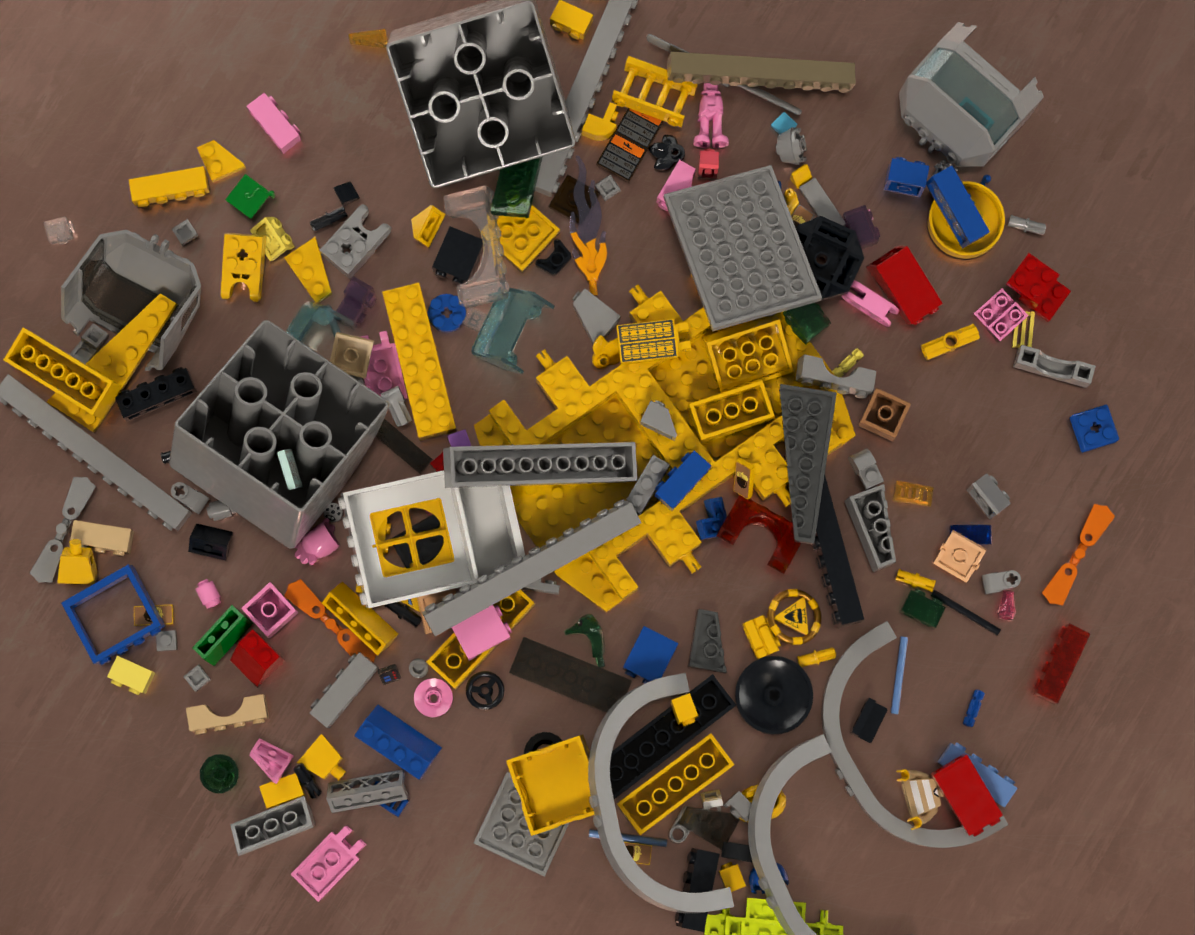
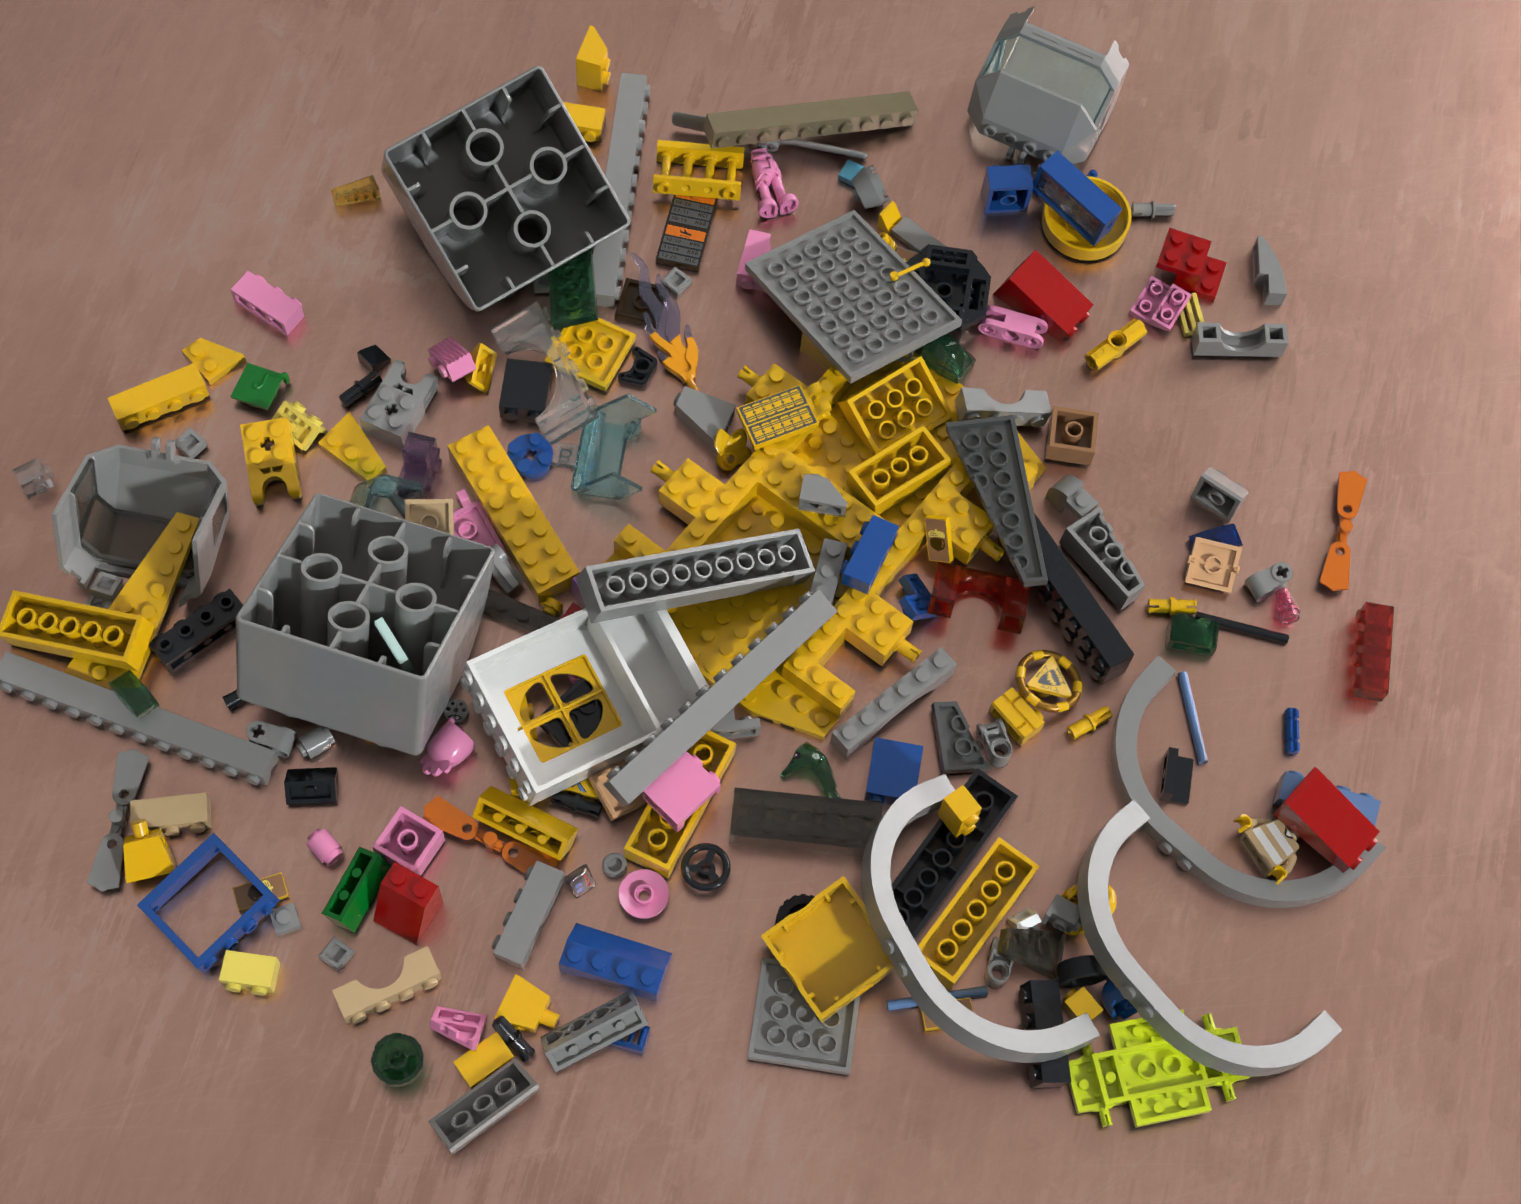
camera: 20 degrees left, 15 degrees down
(94, 437) = (134, 694): none -> clear green slope
(328, 863) = (568, 1138): bright pink tile -> none
(405, 214) = (451, 359): none -> bright pink brick
(428, 447) = (552, 606): none -> yellow plate
(601, 129) = (648, 222): yellow brick -> none
(664, 152) = (730, 230): black plate -> none
(667, 600) = (870, 719): none -> light grey arch
(708, 164) = (783, 227): coral slope -> none
(737, 649) = (993, 738): none -> light grey piece
(774, 695) = (1056, 776): black dish -> none
(781, 240) = (895, 275): none -> yellow hinge
(848, 363) = (1012, 391): light yellow axle -> none
(861, 221) = (974, 240): clear purple brick -> none
(897, 493) = (1127, 522): clear yellow slope -> none
(1090, 439) = (1319, 394): blue brick -> none
(1102, 310) = (1268, 273): none -> light grey slope

